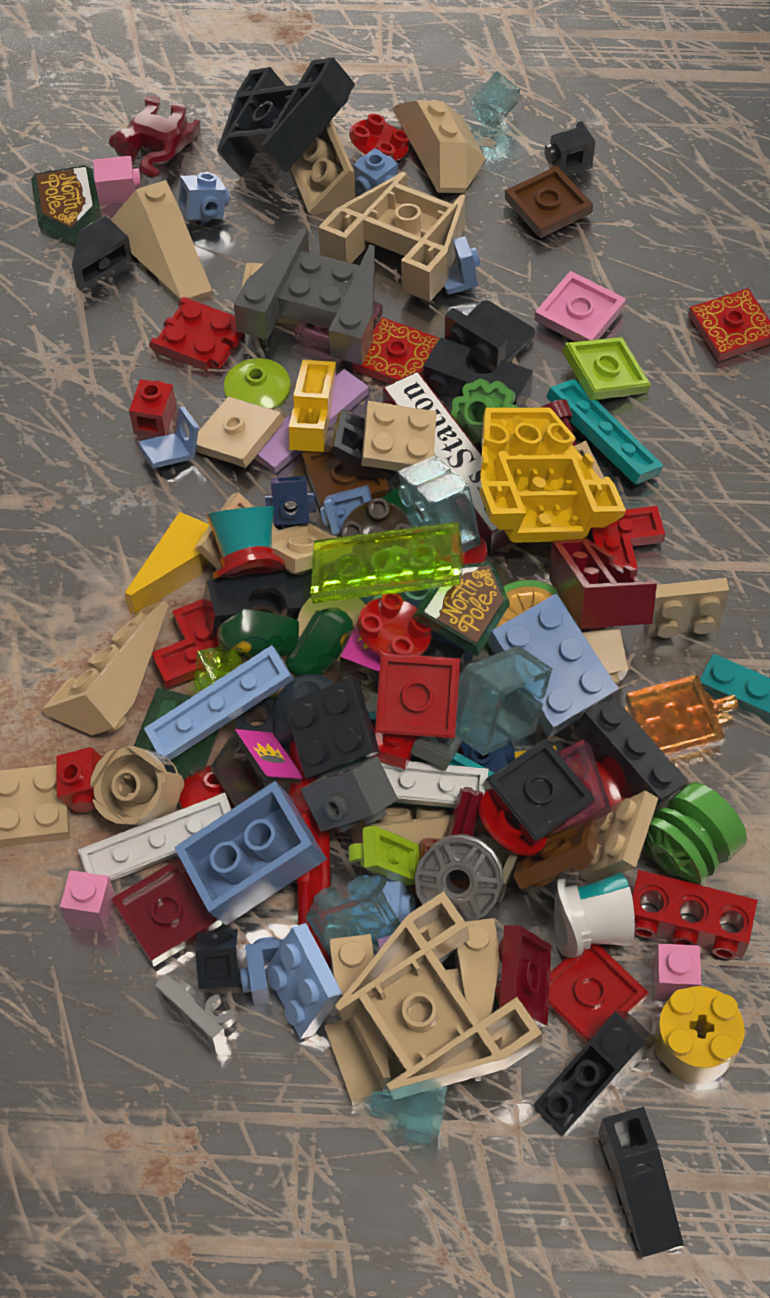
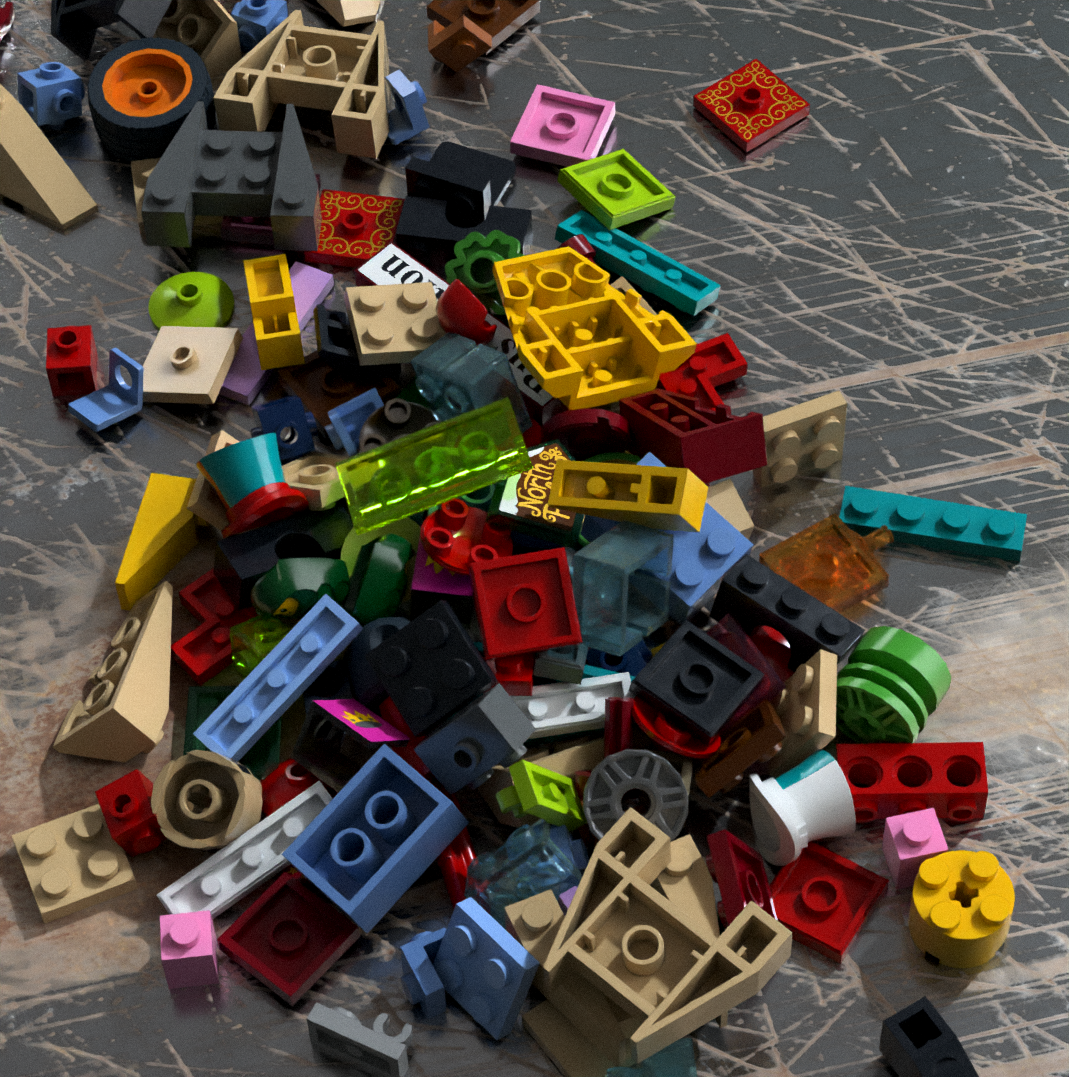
camera: 15 degrees left, 5 degrees down
(198, 335) = (98, 262): red plate -> none
(217, 959) = (372, 971): black brick -> none
(269, 211) = (145, 94): none -> wheel
(450, 446) = (464, 314): none -> red hair
(519, 224) = (458, 42): none -> dark orange bracket
(520, 562) = (588, 432): none -> dark red tile
(528, 625) = (635, 493): none -> yellow slope
(595, 1071) = (854, 981): black slope -> none

